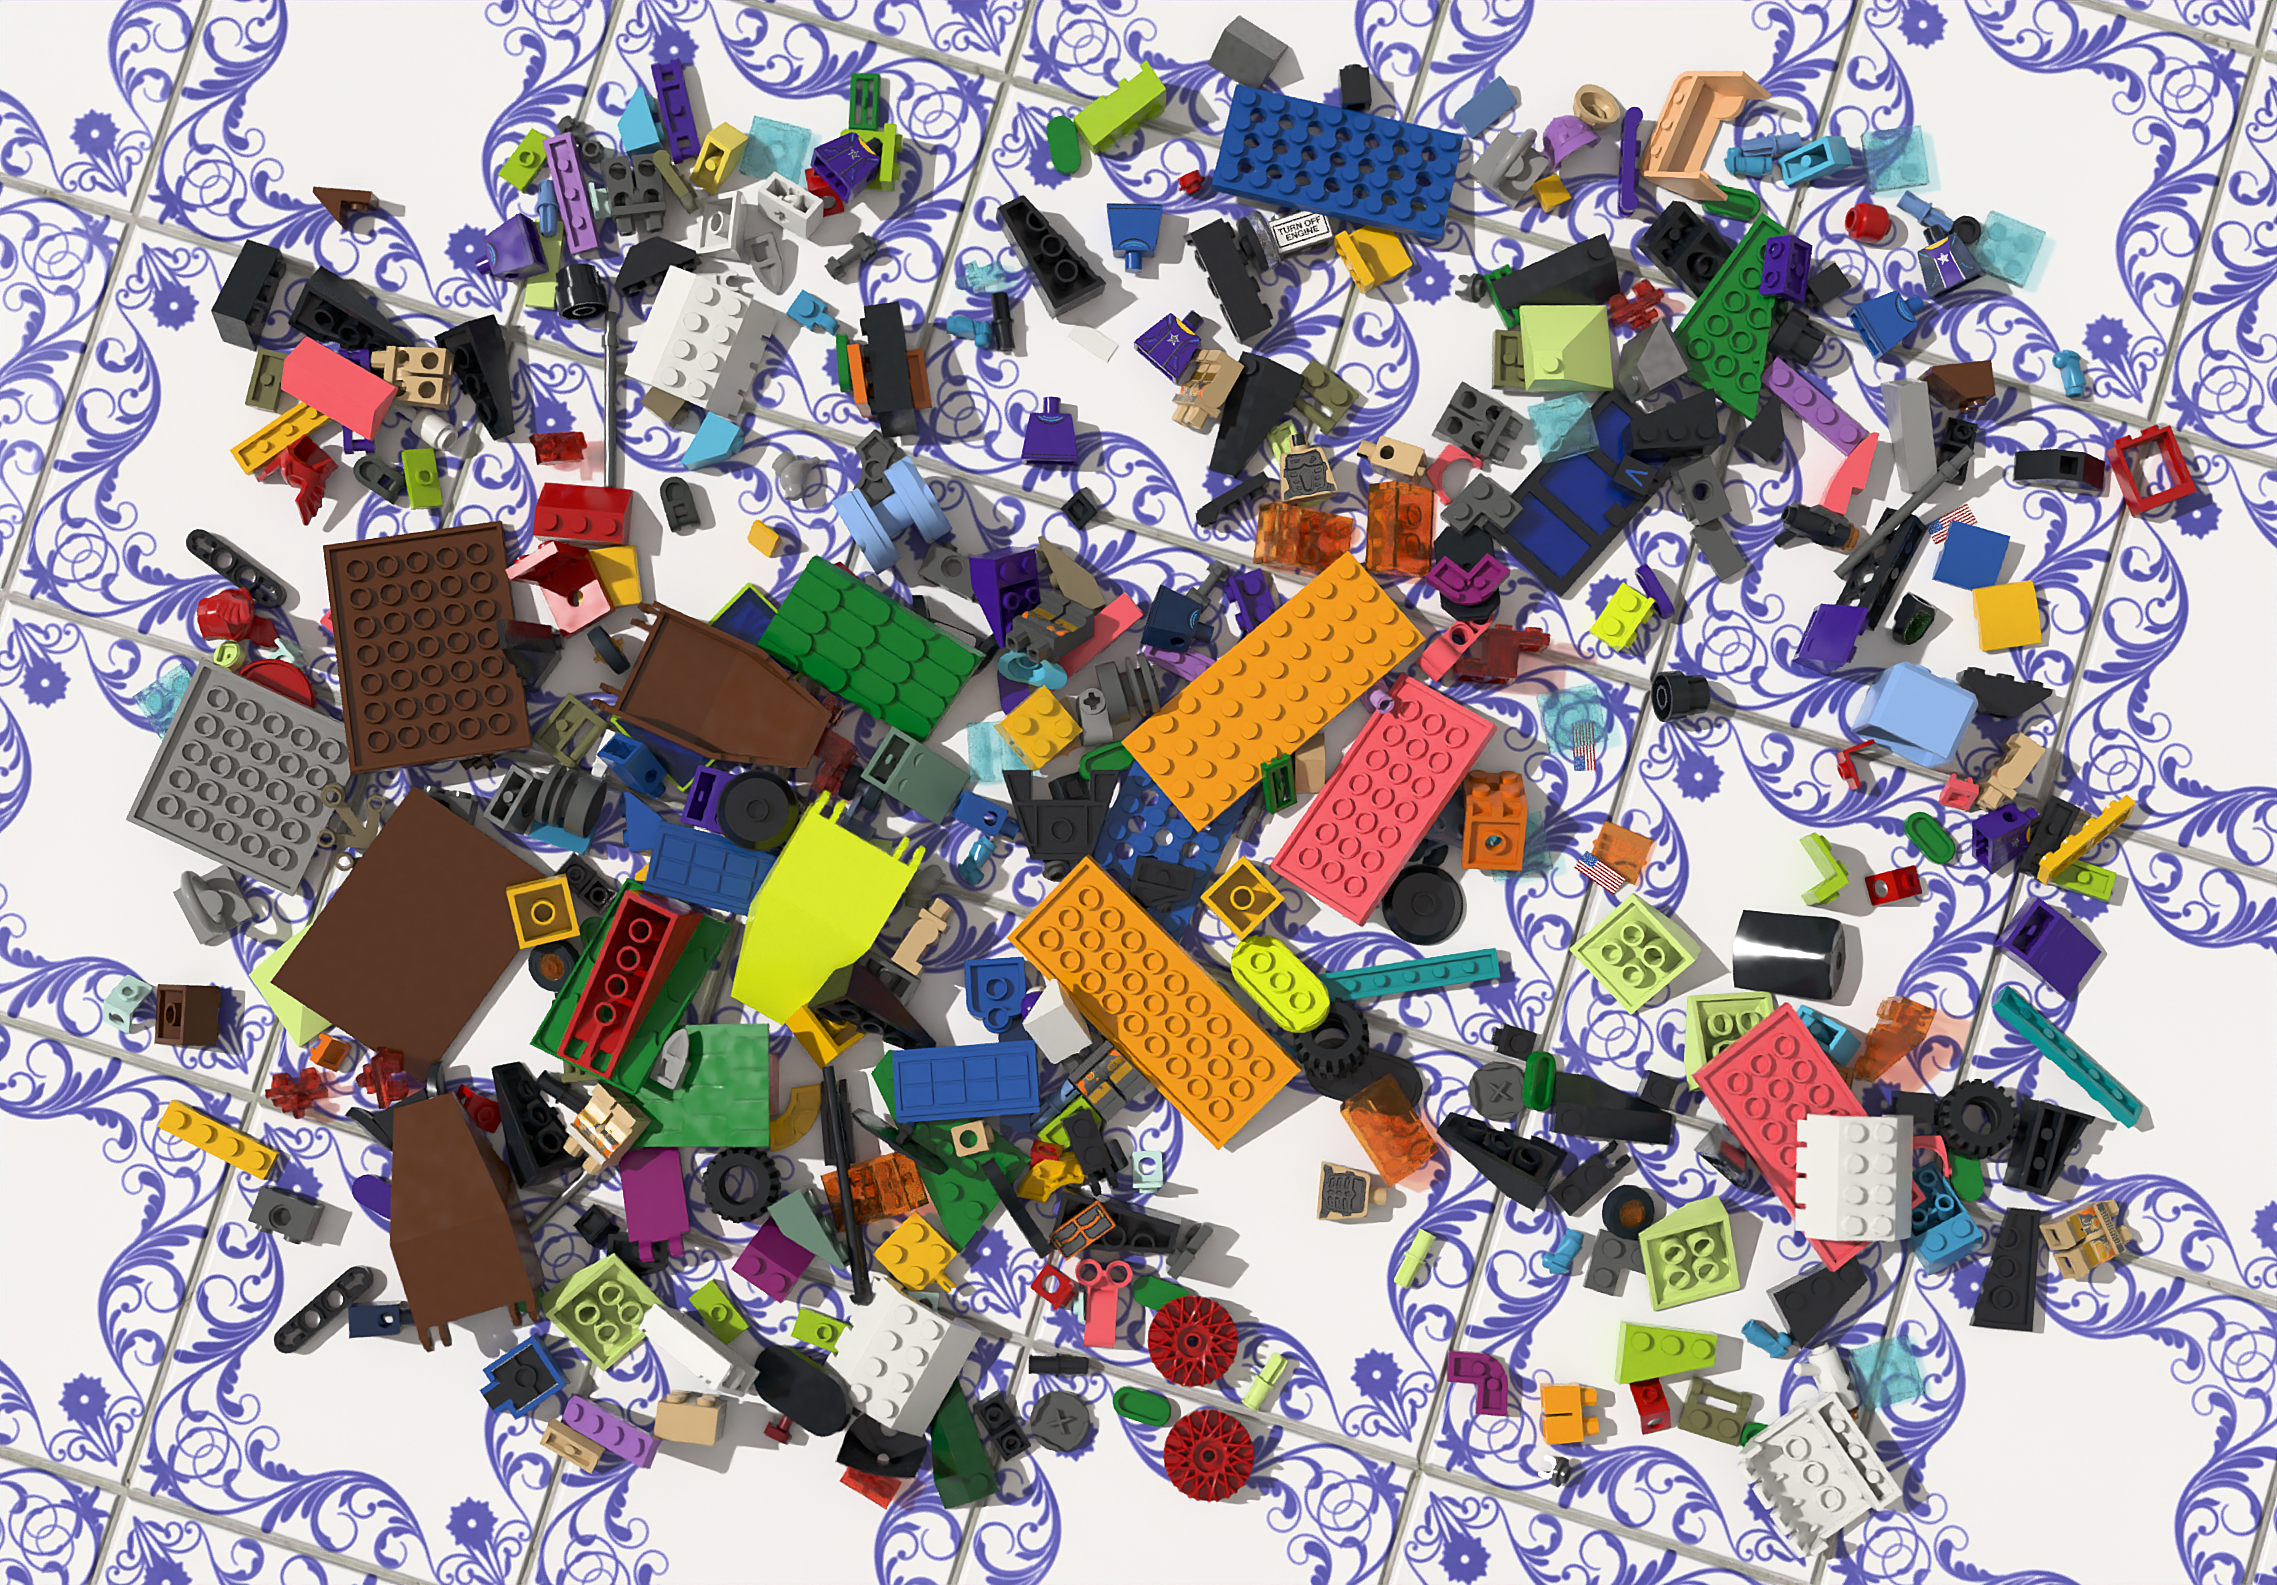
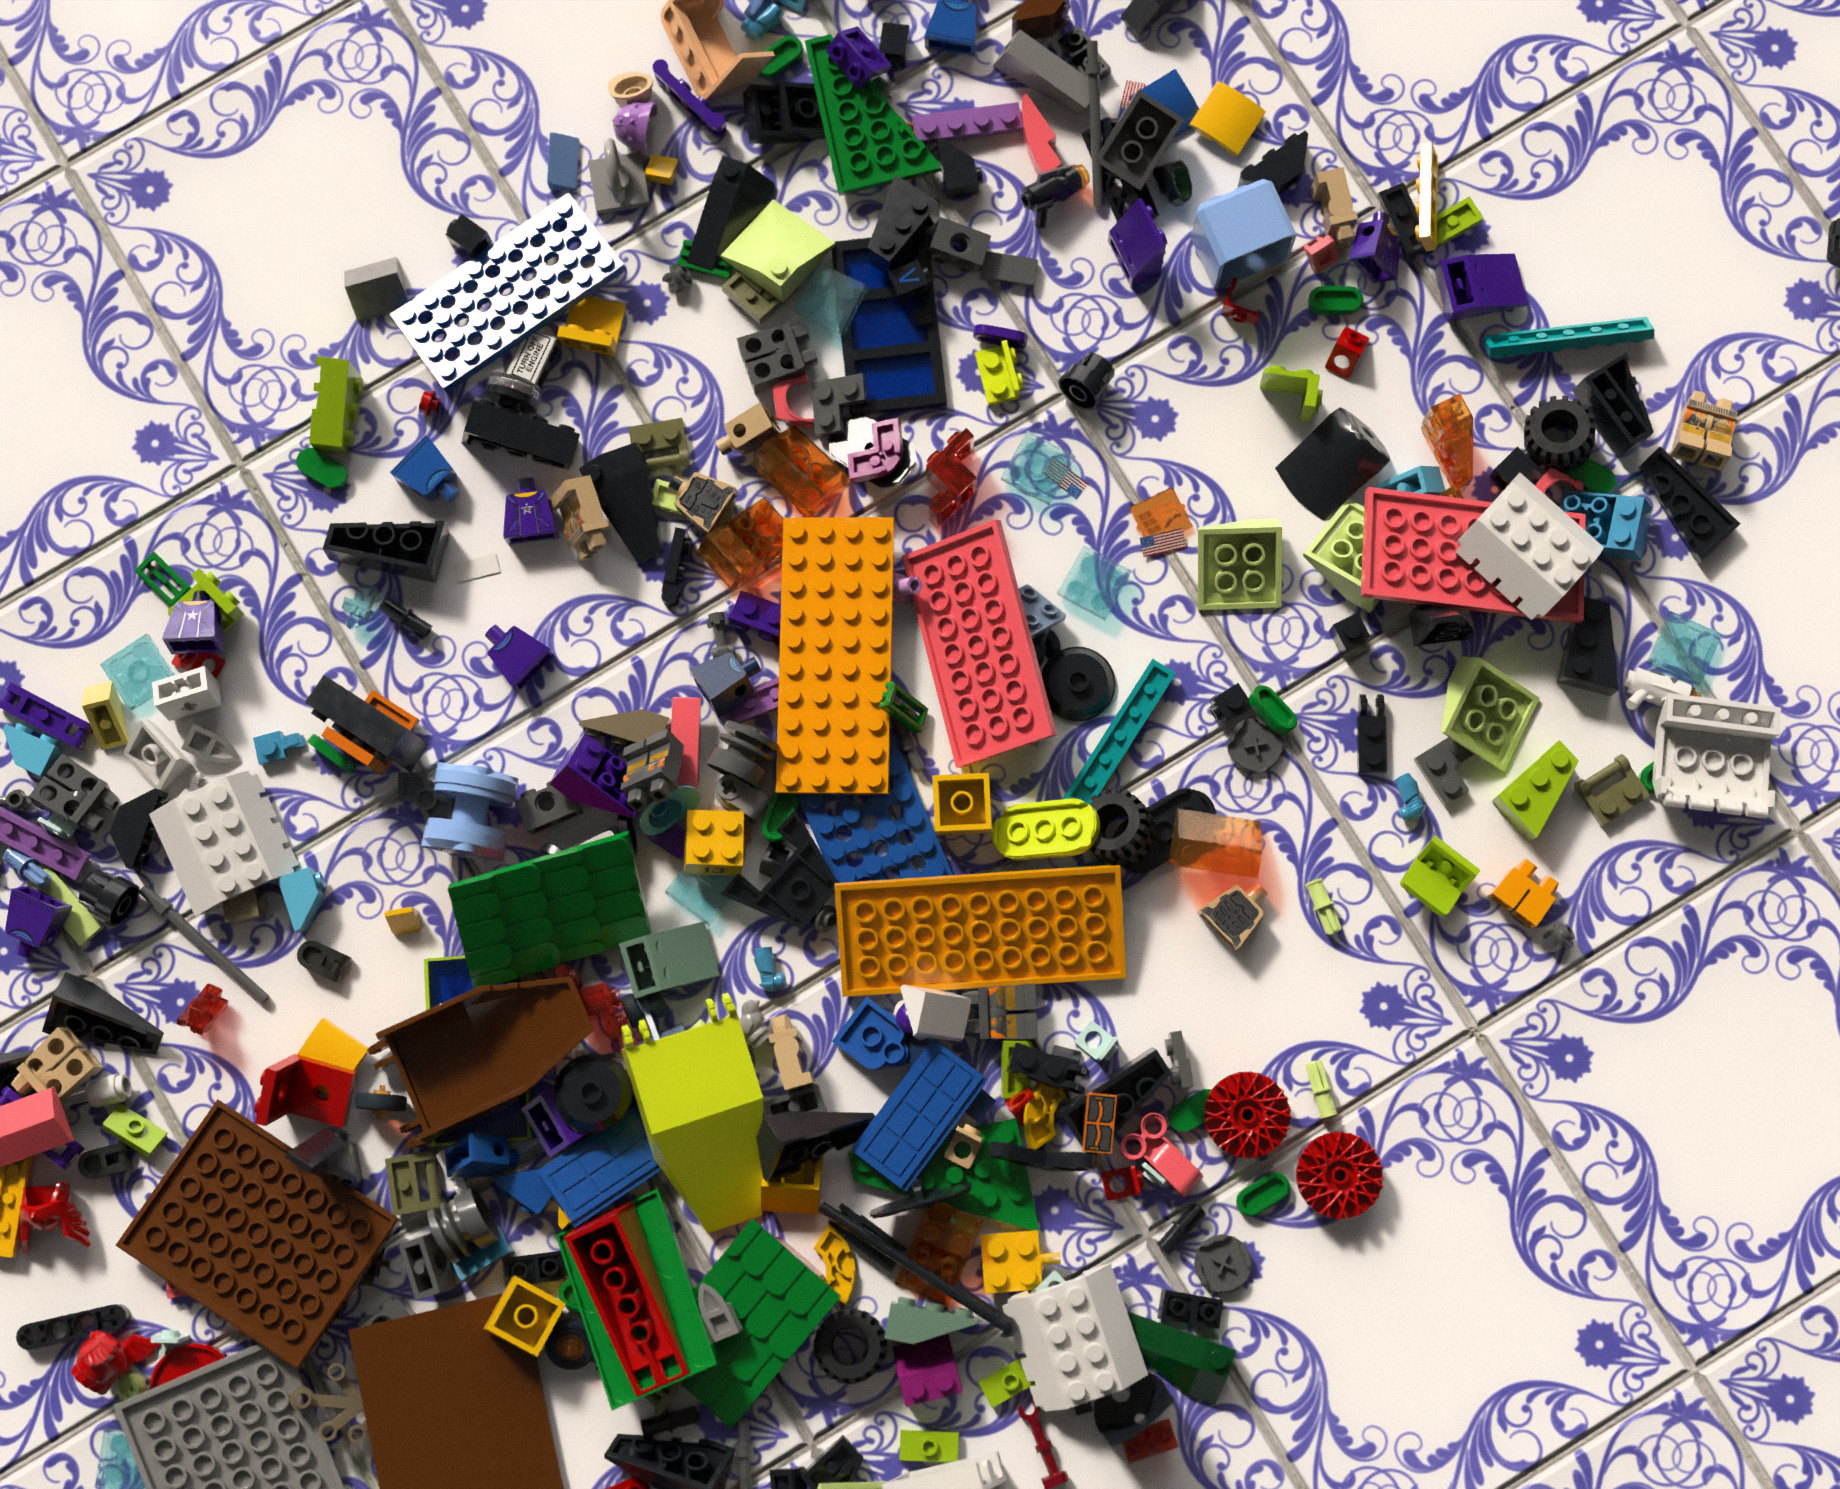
camera: 45 degrees left, 5 degrees down
(583, 515) = (268, 1035): red slope -> none
(605, 1128) = (722, 1410): tan hips -> none
(655, 1199) = (805, 1420): magenta tile -> none
(677, 183) = (97, 759): olive plate -> none
(793, 473) = (376, 859): light grey animal -> none
(803, 1390) = (1040, 1431): black tile -> none
(863, 247) = (262, 669): dark grey bar -> none
(967, 328) = (390, 644): dark azure arm -> none
(971, 810) = (730, 942): blue torso -> none
(1054, 1104) = (991, 1067): medium blue axle -> none
(1081, 508) = (586, 678): black slope -> none
(1160, 881) = (899, 850): black wing -> none
(1310, 765) = (911, 675): tan slope -> none
(1445, 653) = (914, 512): coral piece -> none
(1487, 1375) = (1454, 927): magenta plate -> none
(1494, 807) = (1053, 572): orange bracket -> none
(1514, 1164) = (1315, 779): black wedge -> none
(1518, 1331) = (1438, 876): none -> lime bracket
(1598, 1110) = (1329, 687): black wedge -> none
(1628, 1211) = (1418, 727): black wheel -> none
(1647, 298) = (793, 168): clear red hips -> none
(1651, 361) = (839, 200): flat silver slope -> none
(1651, 1405) = (1569, 829): red bracket -> none
(1762, 1338) = (1587, 713): dark azure arm -> none
(1796, 338) = (911, 92): black piece -> none
(1920, 560) = (1139, 139): none -> dark grey slope

